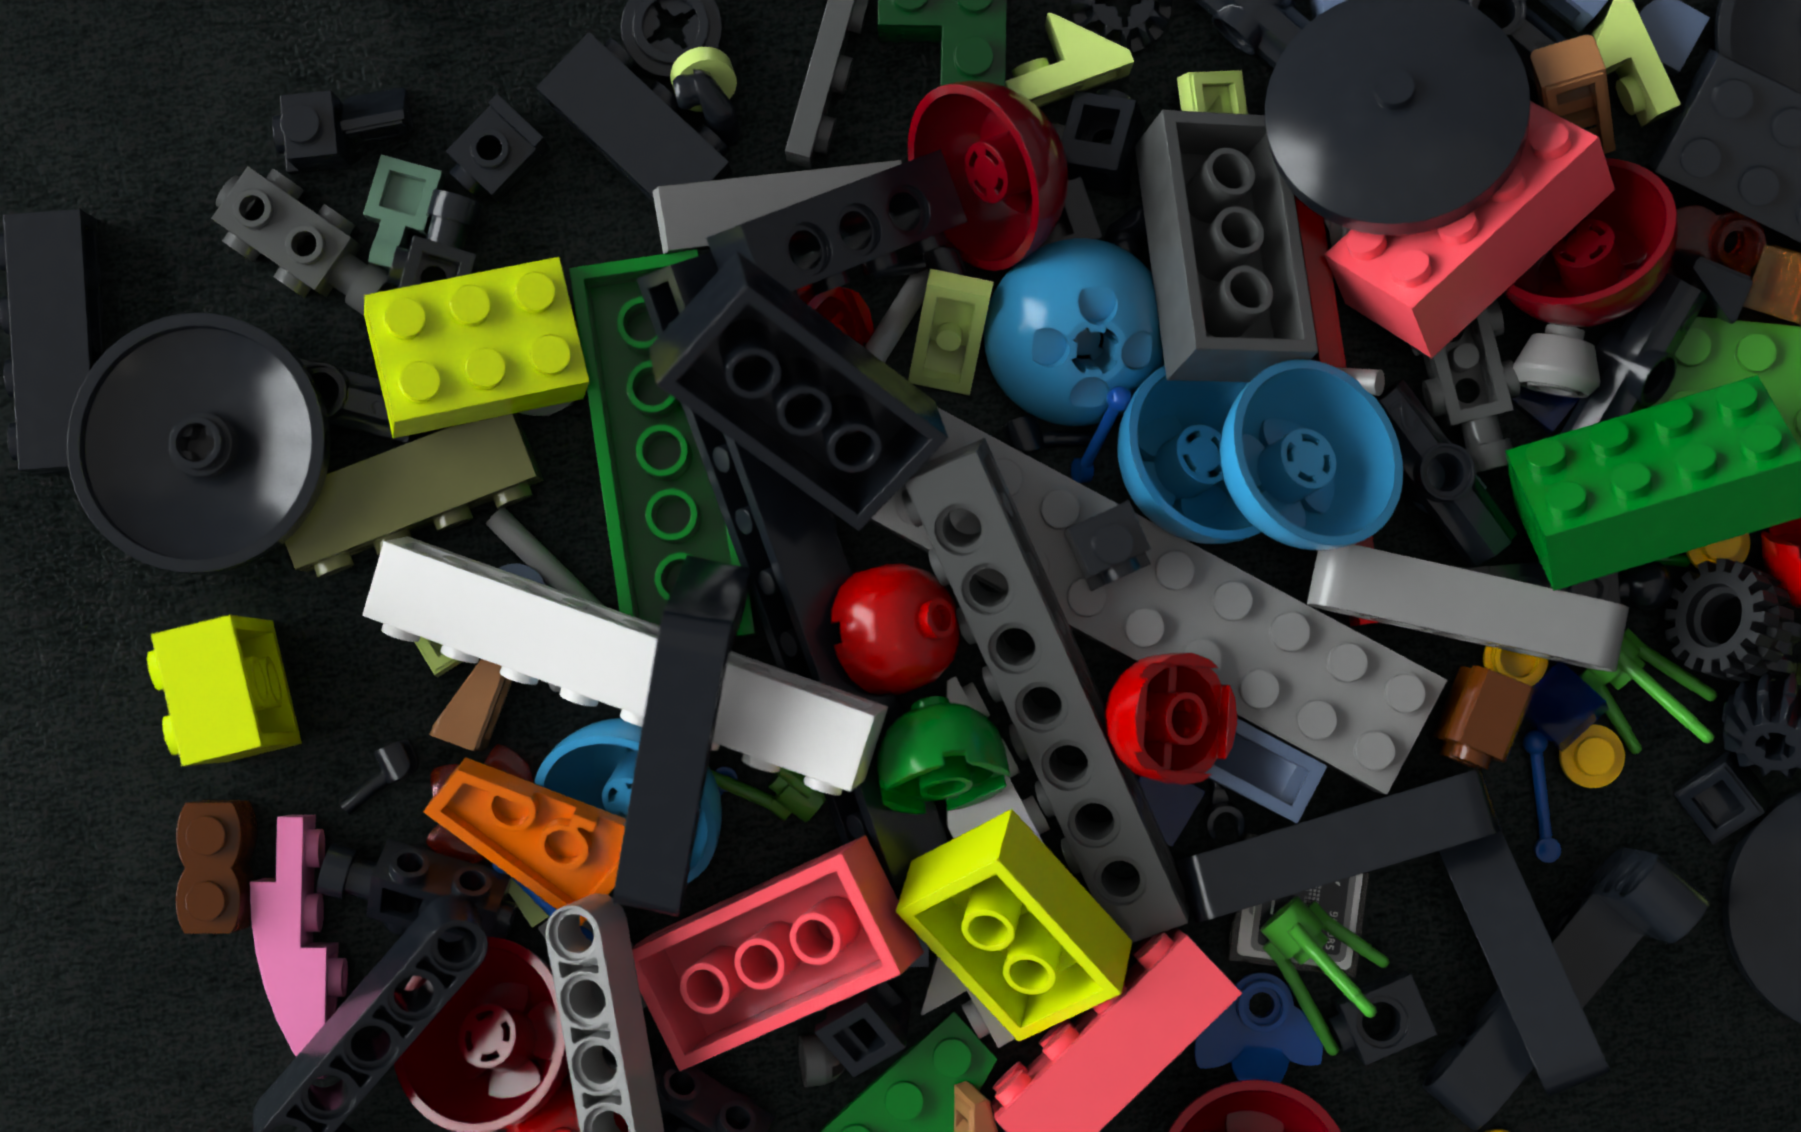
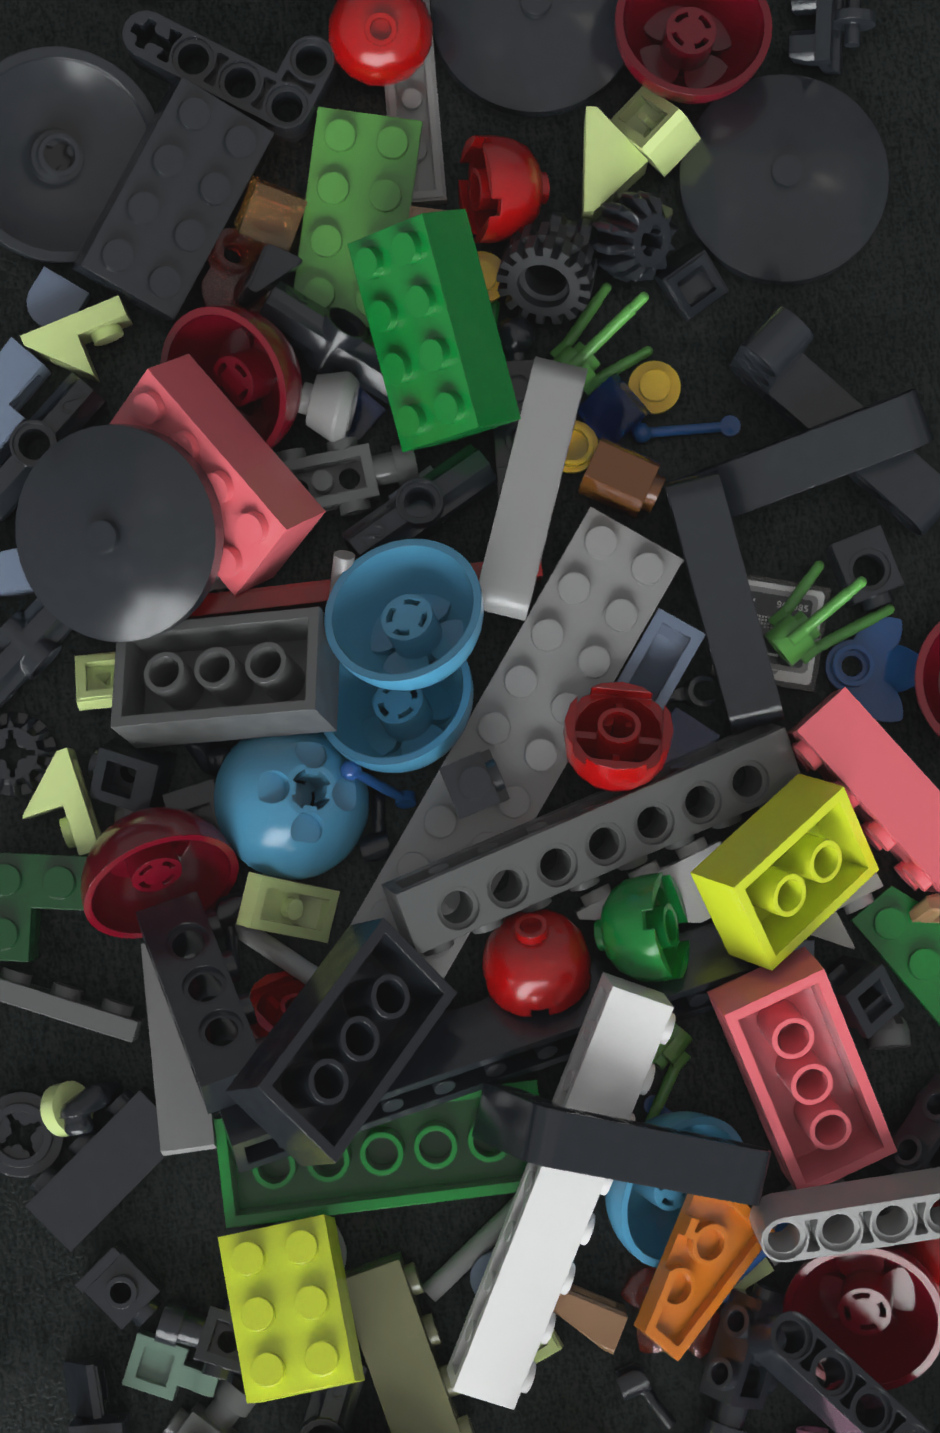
camera: 85 degrees left, 0 degrees up
(1574, 85) = (103, 382): medium nougat slope -> none

